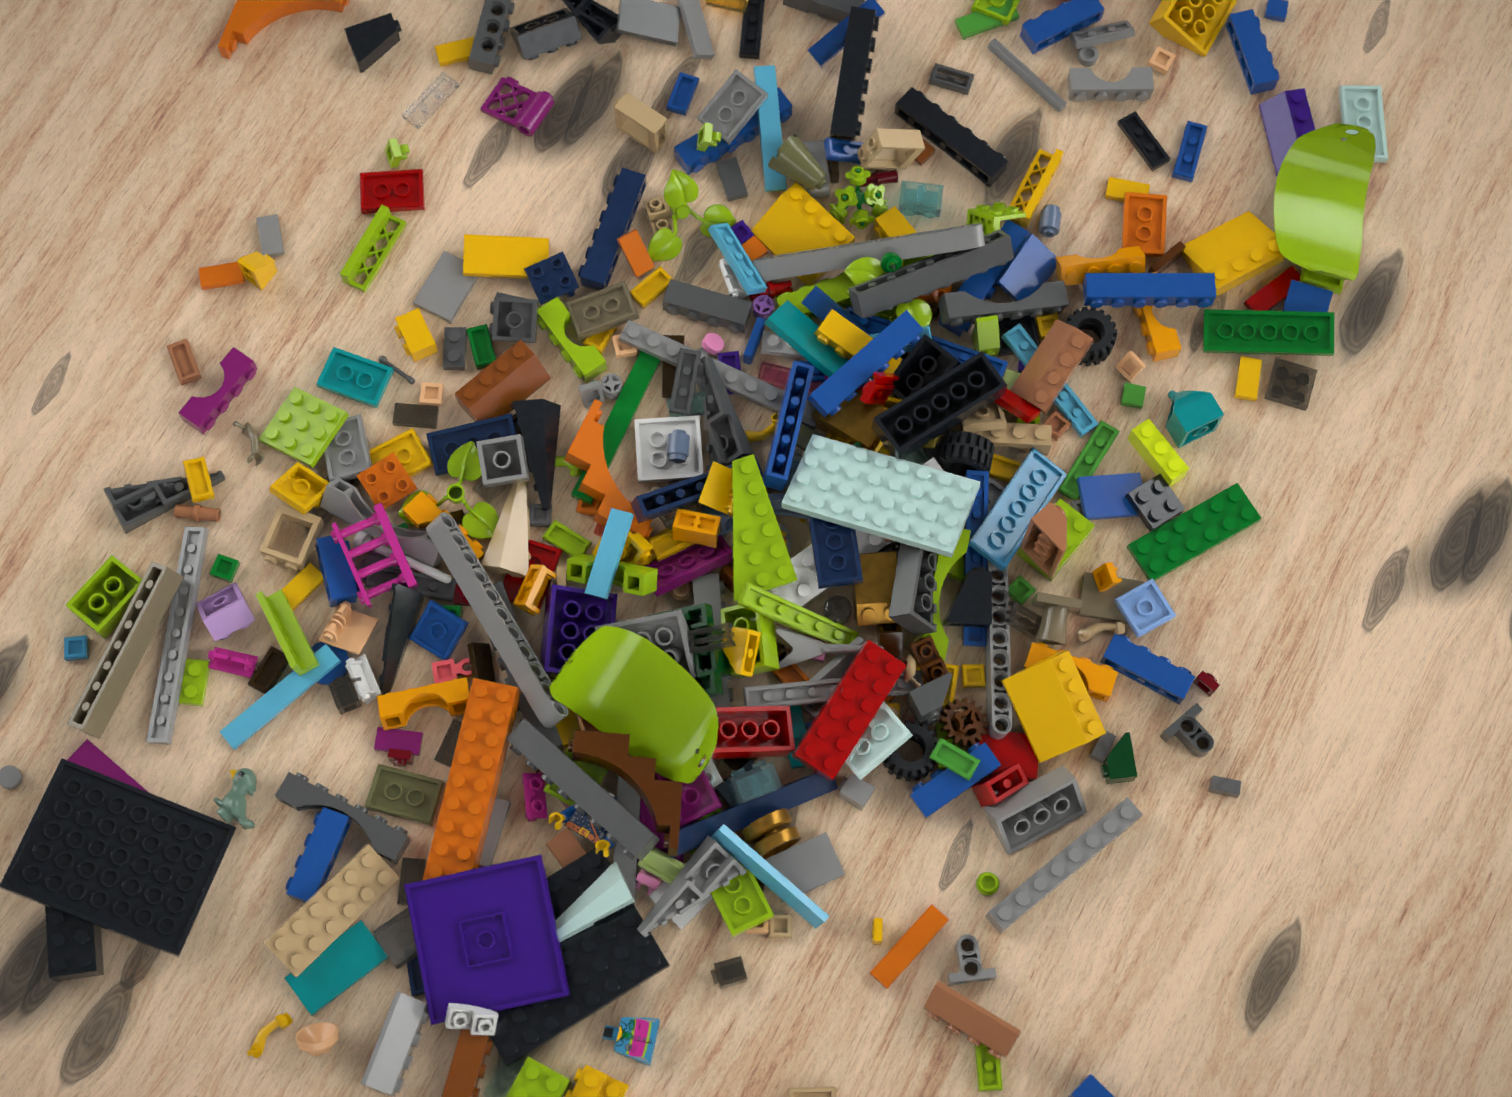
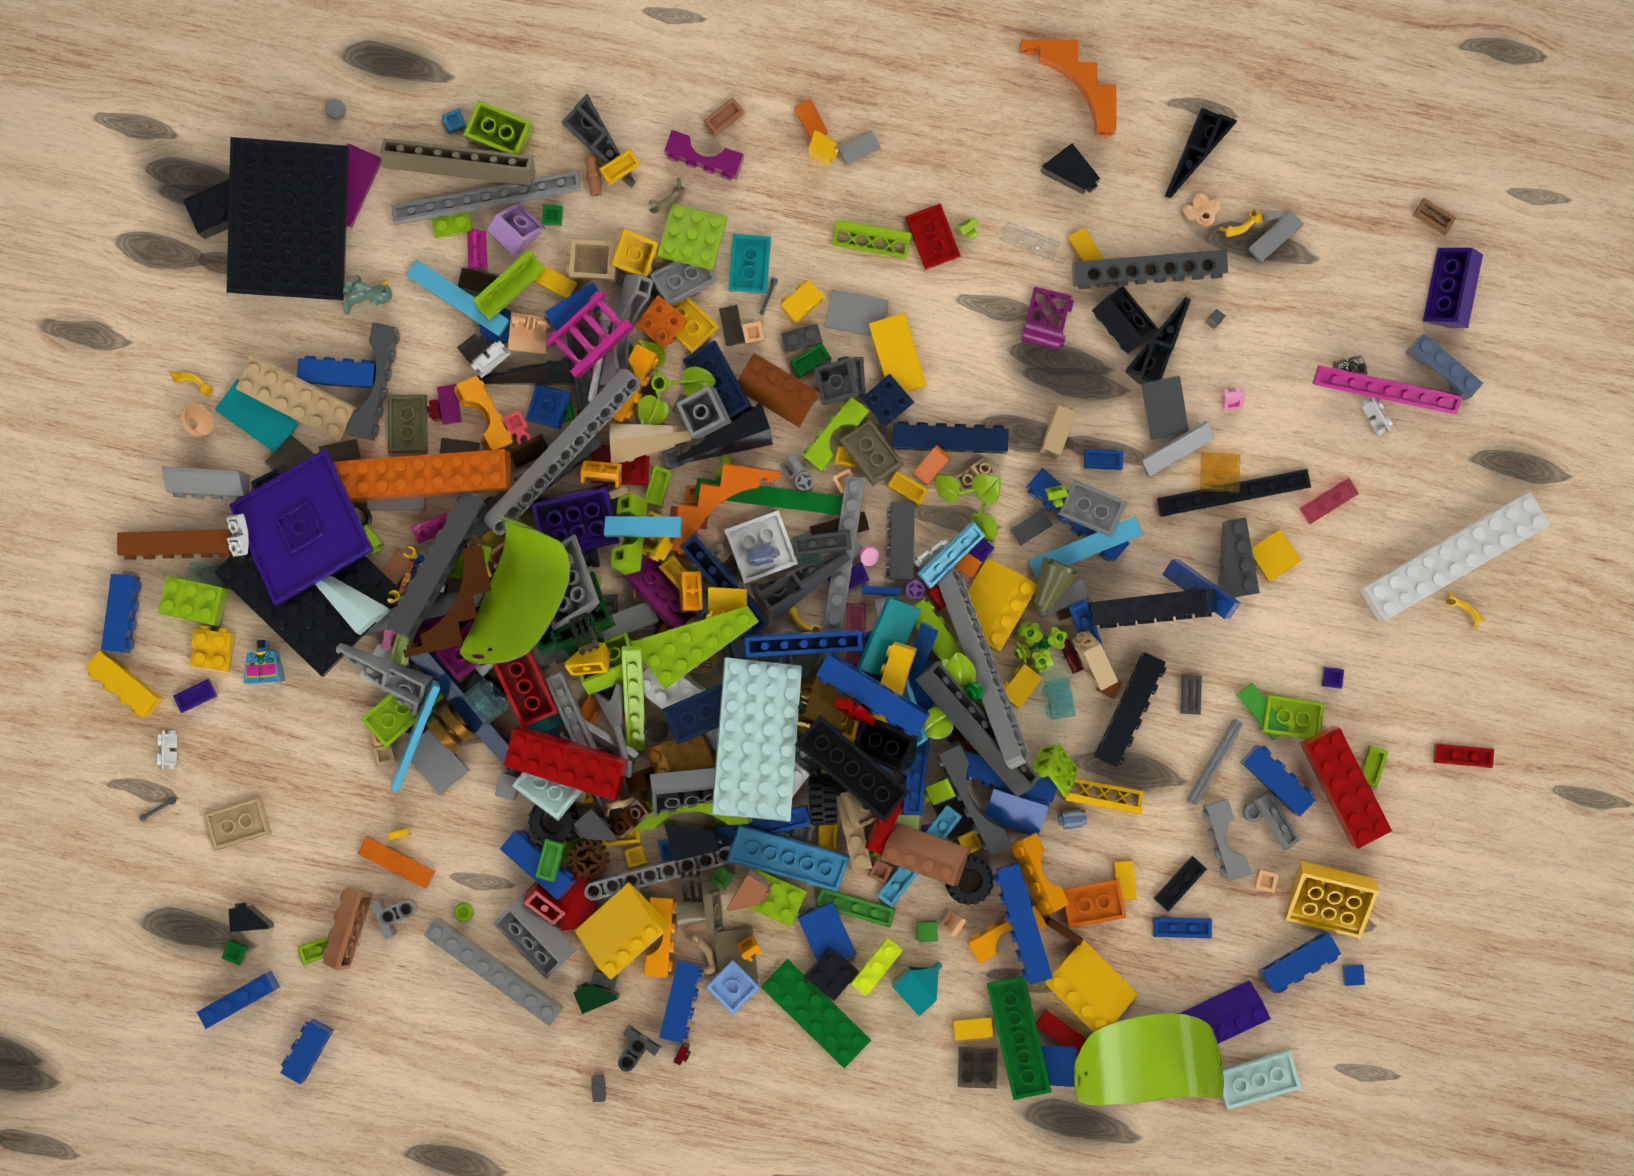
camera: 80 degrees right, 15 degrees up
(729, 972) = (334, 725): clear smoke brick -> none

